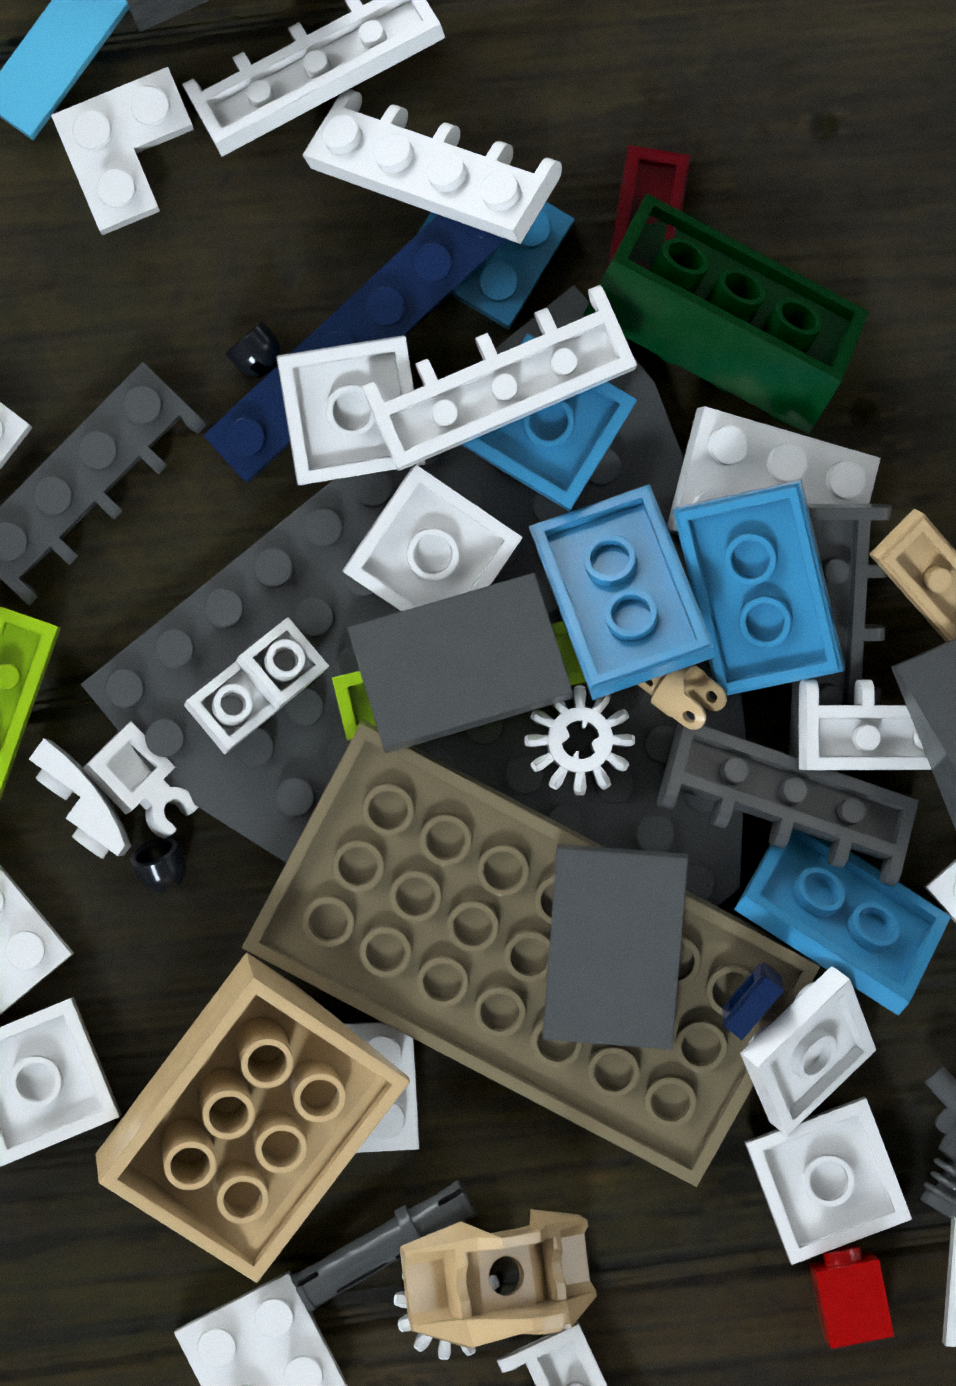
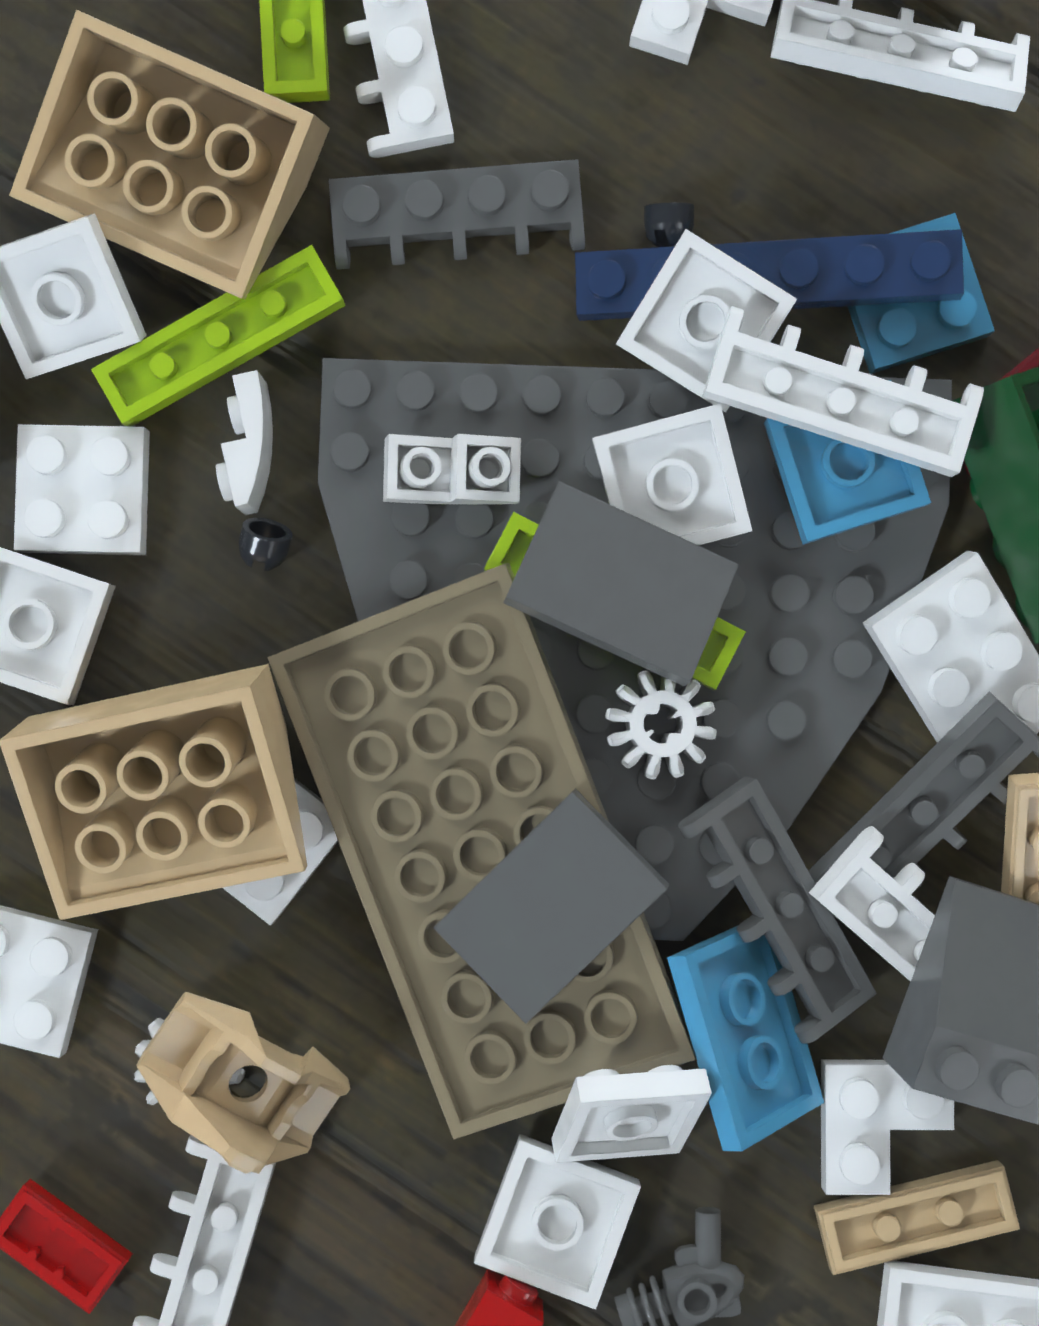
camera: 45 degrees right, 0 degrees up
(130, 782) = (296, 462): white plate -> none
(381, 1246) = (181, 974): dark grey pin -> none
(431, 170) = (926, 197): white hinge -> none
(622, 592) = (792, 640): dark azure tile -> none
(684, 692) = (769, 742): tan piece -> none
(752, 1000) = (620, 1042): dark blue tile -> none
(760, 587) = (901, 728): dark azure tile -> none

